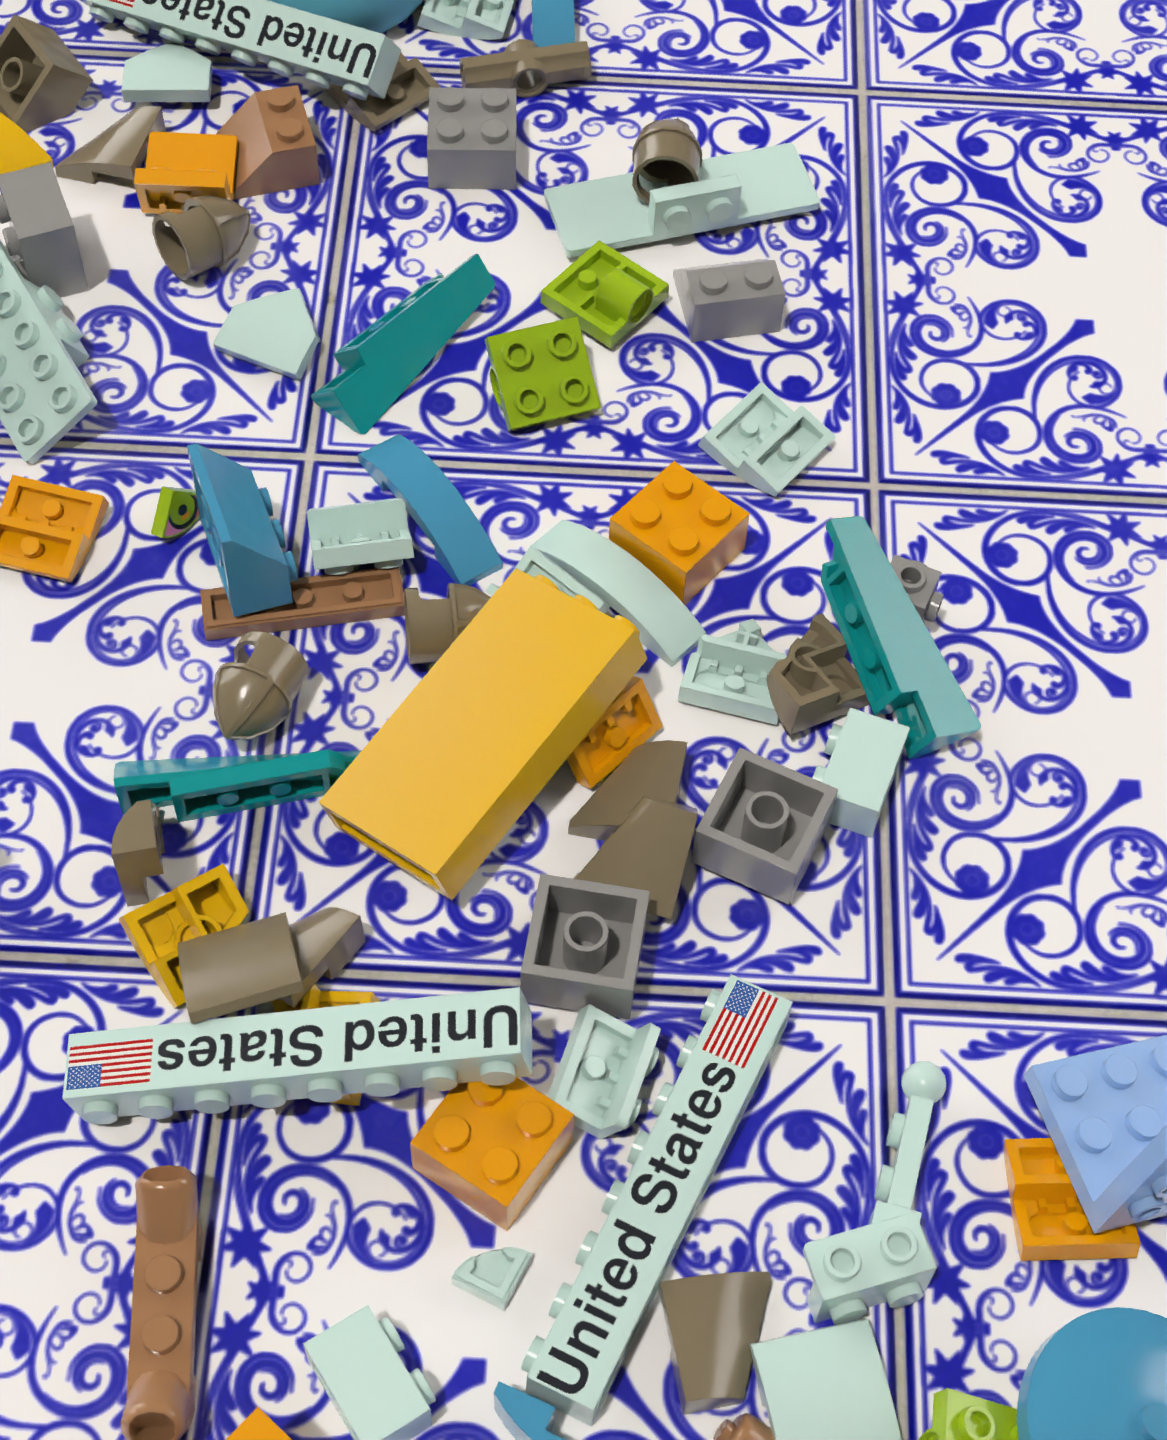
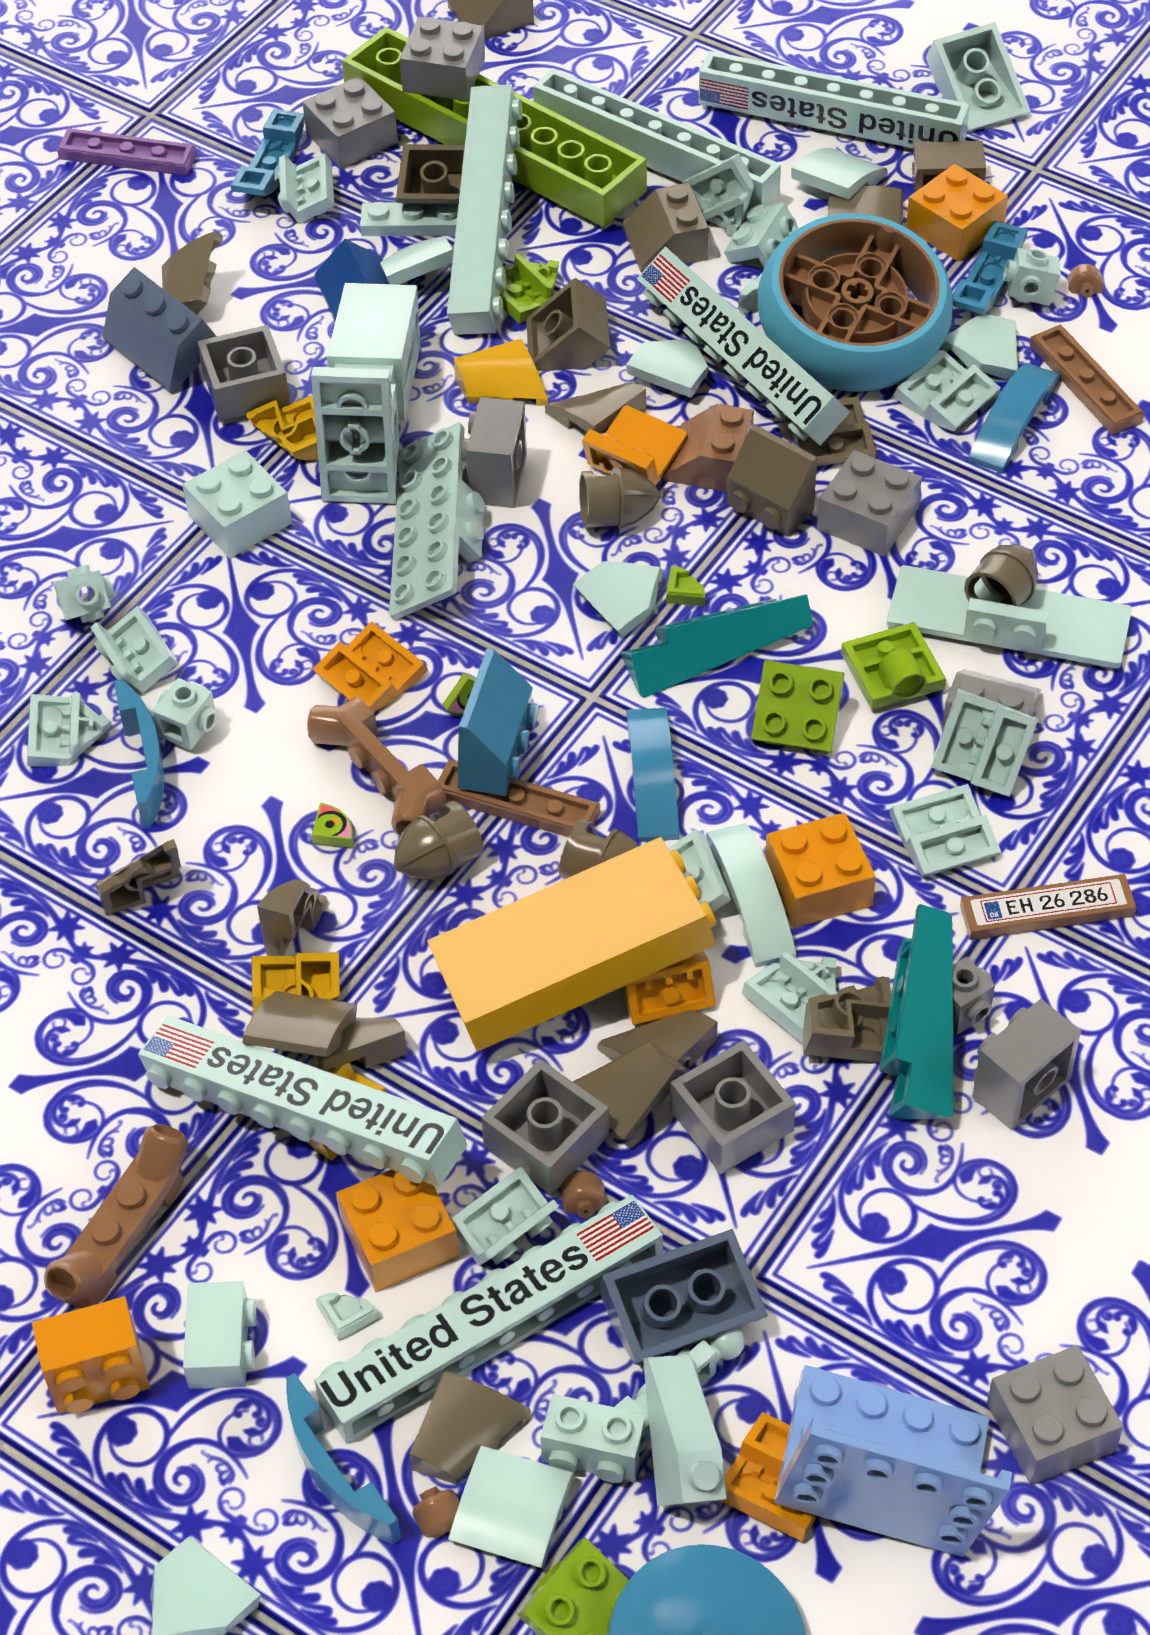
camera: 35 degrees right, 5 degrees down
(70, 602) = (355, 728): none -> medium nougat plate
(115, 724) = (332, 827): none -> lime tile
(228, 783) = (377, 901): teal wedge -> none
(334, 302) = (684, 588): none -> lime tile
(359, 535) = (584, 769): light aqua bracket -> none
(362, 151) = (772, 481): none -> dark tan slope
(527, 67) = (952, 462): dark tan piece -> none
(661, 1000) = (583, 1194): none -> medium nougat piece
(755, 331) = (984, 742): none -> light aqua slope
(856, 1063) = (681, 1297): none -> sand blue slope
(861, 768) = (838, 1104): light aqua brick -> none
(917, 470) = (1047, 906): none -> tile
(967, 1215) = (682, 1434): none -> light aqua slope
(1019, 637) = (1025, 1063): none -> light grey brick

